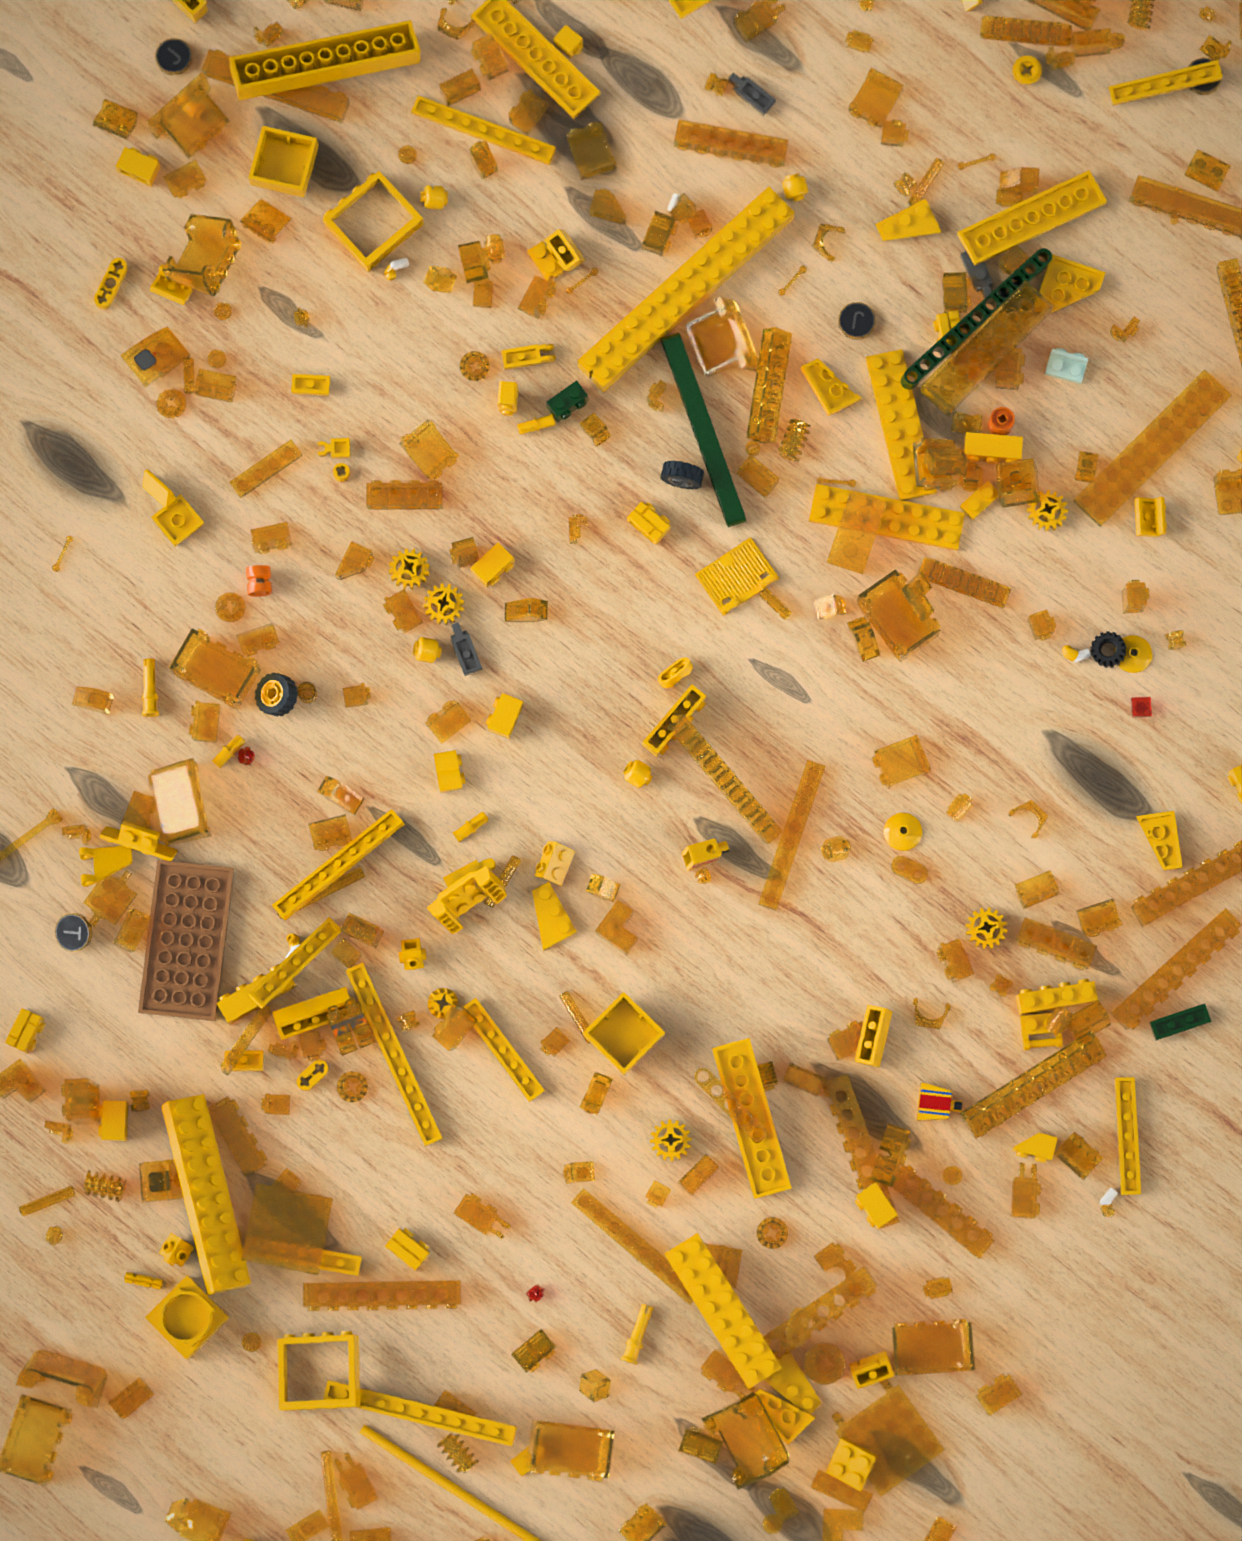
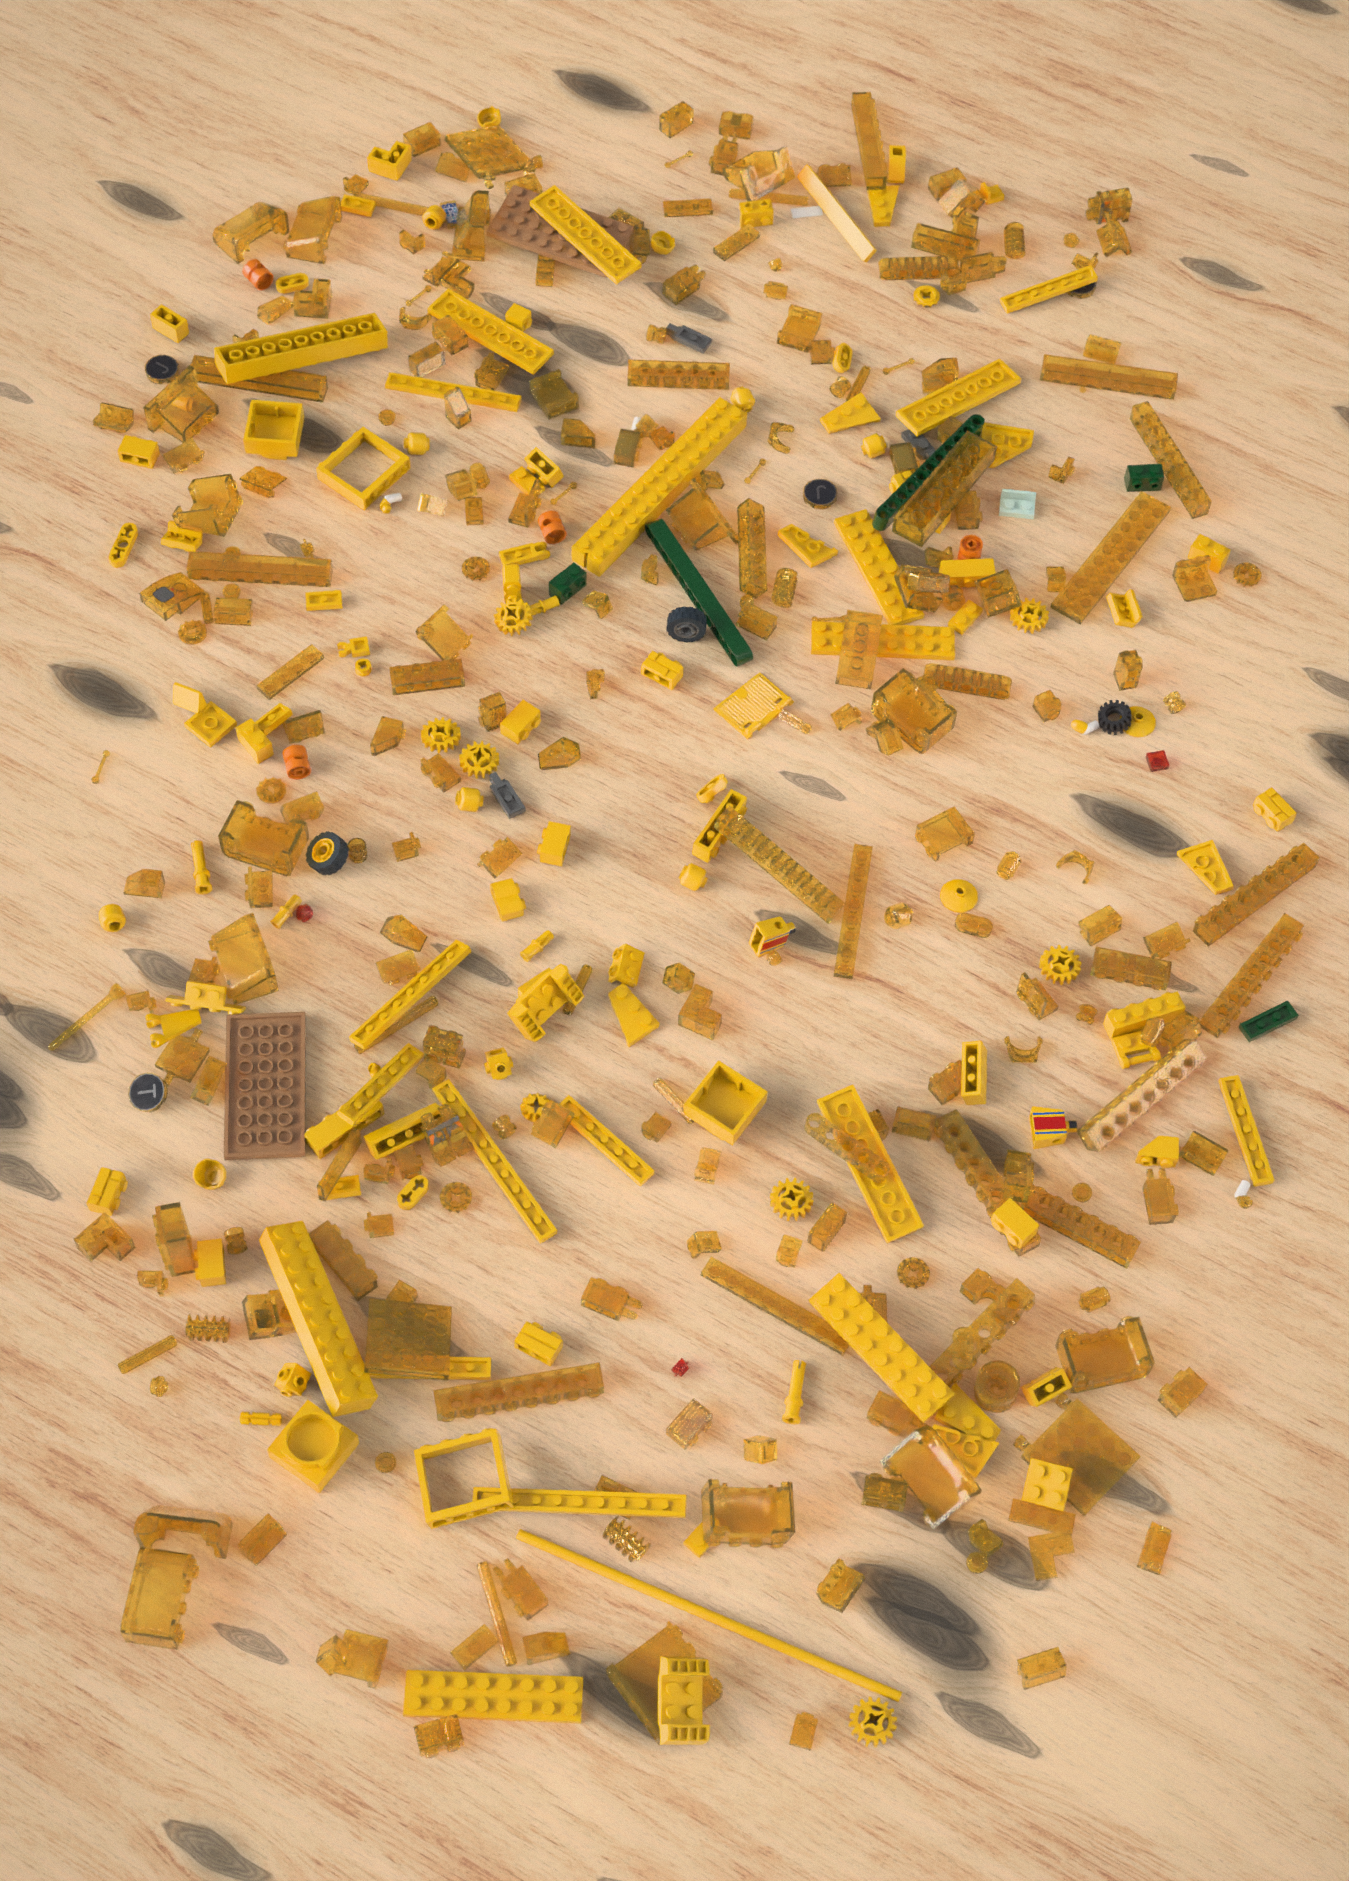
camera: 15 degrees left, 20 degrees down
(57, 734) = (112, 917): none -> yellow head
(123, 1029) = (209, 1174): none -> yellow hair
(219, 549) = (254, 741): none -> yellow brick
(241, 524) = (274, 718): none -> yellow plate
(249, 337) = (259, 569): none -> clear yellow brick
(497, 438) = (513, 617): none -> yellow gear
(561, 325) = (552, 527): none -> orange wheel
(740, 288) = (710, 479): none -> clear yellow bracket
(915, 146) = (842, 358): none -> yellow plate
(926, 268) = (874, 445): none -> yellow head
(1211, 352) = (1144, 477): none -> dark green brick

